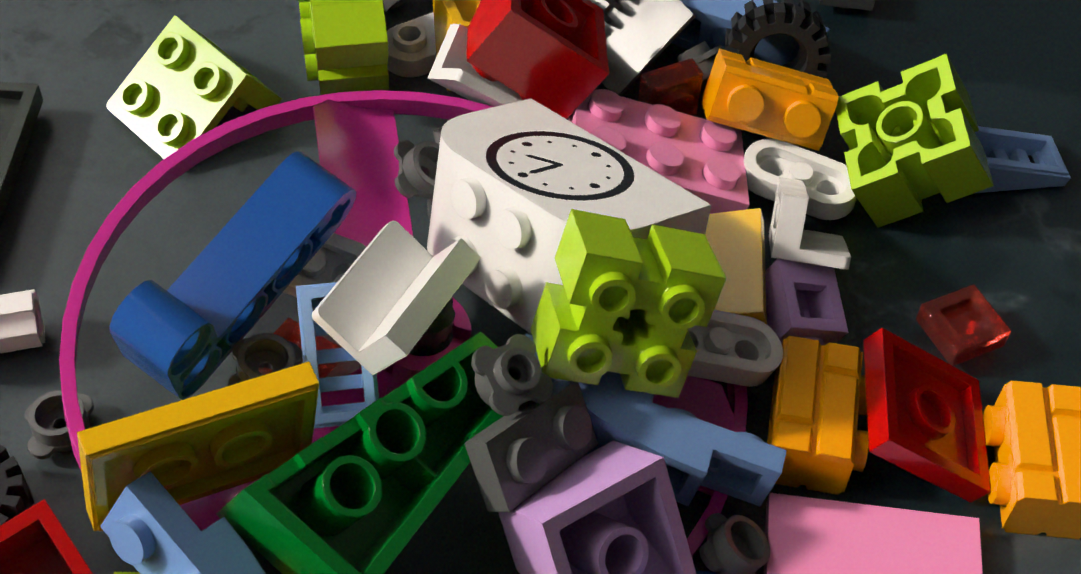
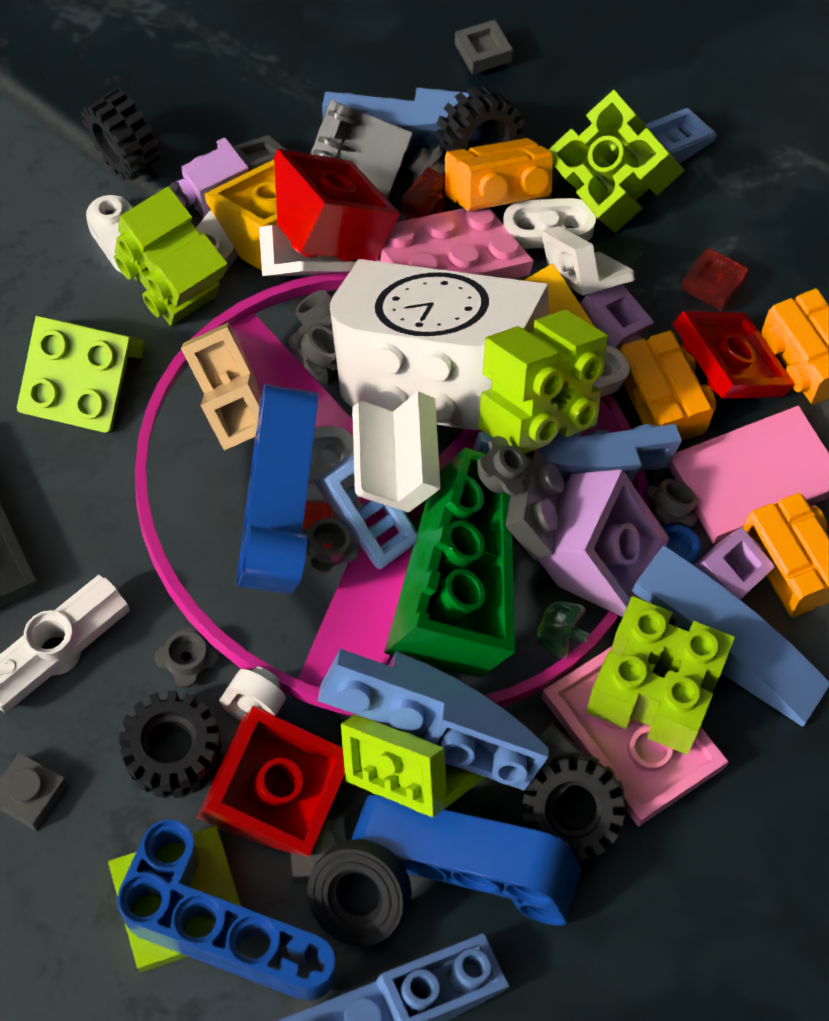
camera: 30 degrees left, 10 degrees up
(66, 492) = (250, 689): none -> white plate
(201, 440) = (347, 616): yellow tile -> none
(289, 121) = (228, 384): none -> tan slope

